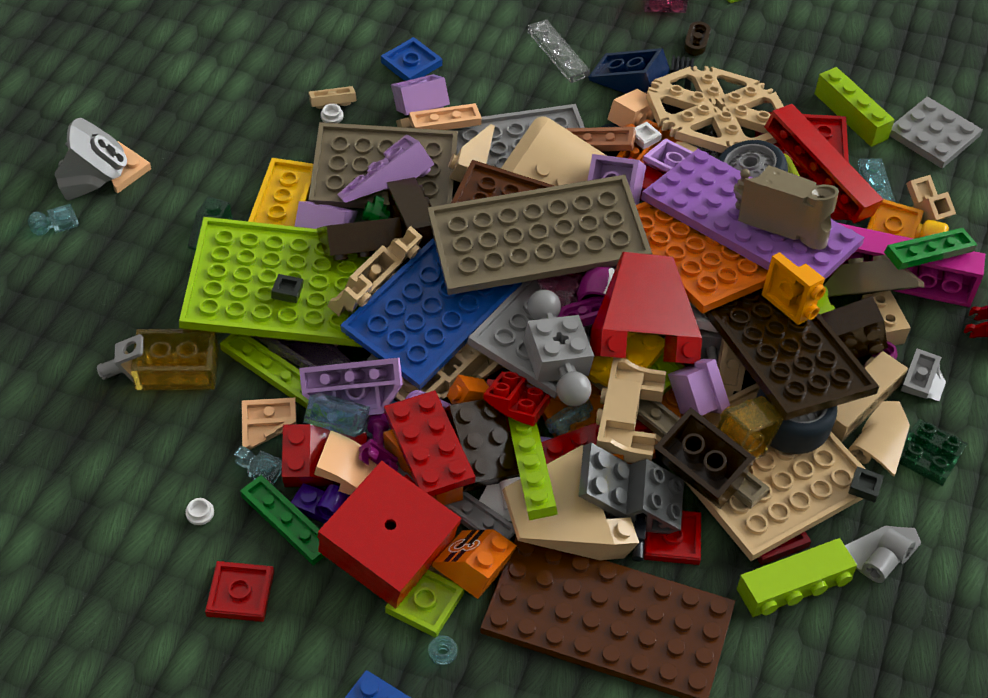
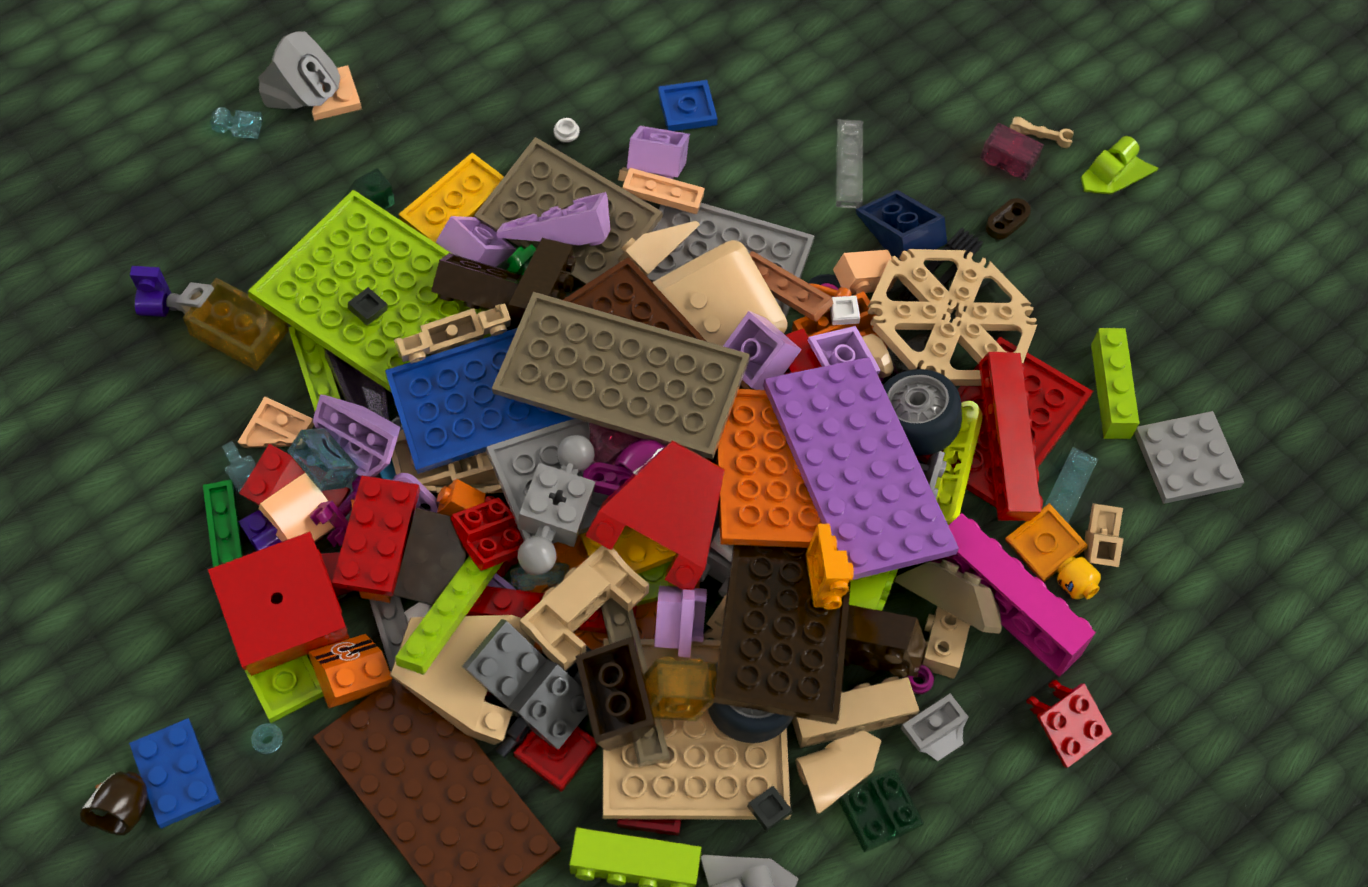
camera: 30 degrees right, 10 degrees up
(81, 368) = (151, 291): none -> dark purple plate
(199, 511) = (159, 485): white plate -> none
(239, 591) = (141, 581): red tile -> none
(341, 96) = (578, 110): tan plate -> none
(786, 205) = (880, 476): dark tan piece -> none
(930, 248) = (1027, 597): green plate -> none

